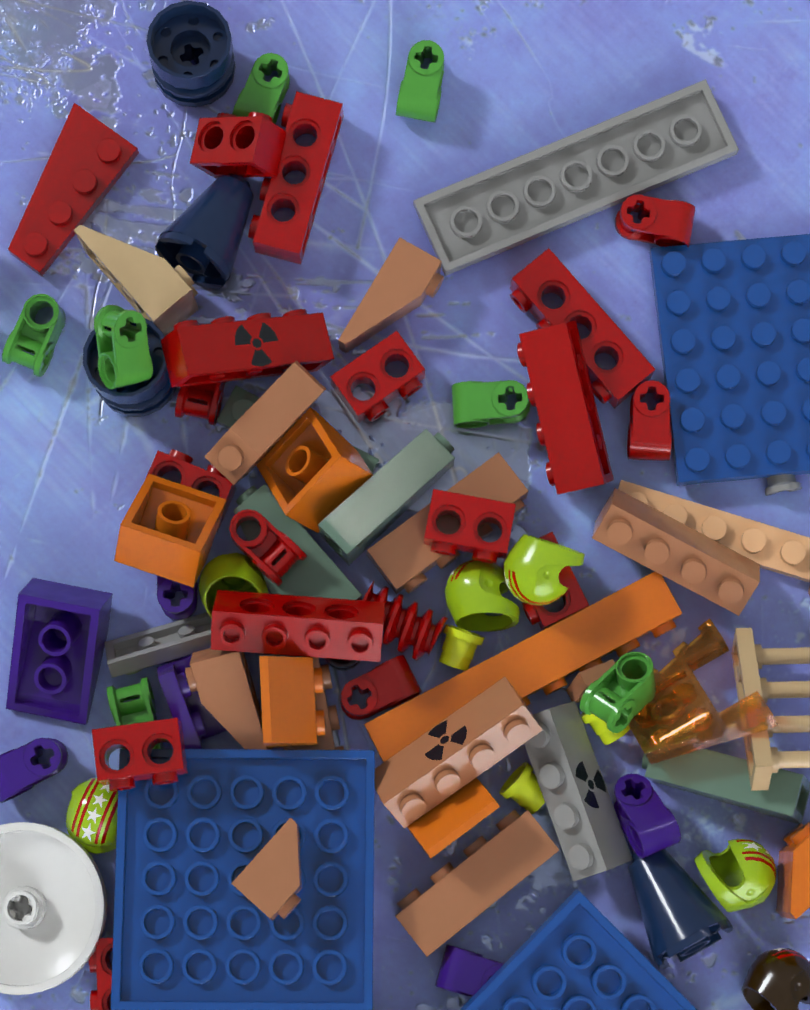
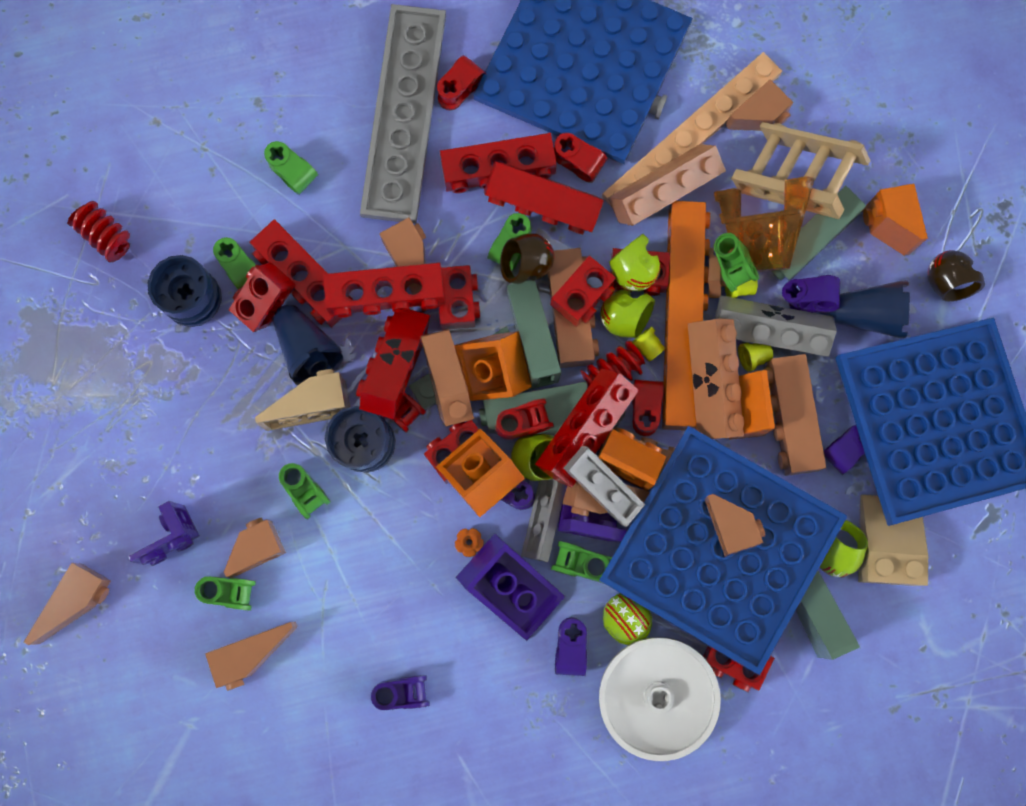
camera: 60 degrees left, 0 degrees up
(73, 183) = (217, 409): red wing -> none
(96, 572) = (461, 545): none -> orange plate
(123, 350) = (353, 433): bright green piece -> none
(139, 740) = (605, 564): red brick -> none
(233, 686) = (604, 486): none -> light grey plate
(299, 229) = (339, 285): none -> red brick
(478, 438) = (536, 257): none -> dark brown helmet
(739, 874) = (875, 259): lime helmet -> none

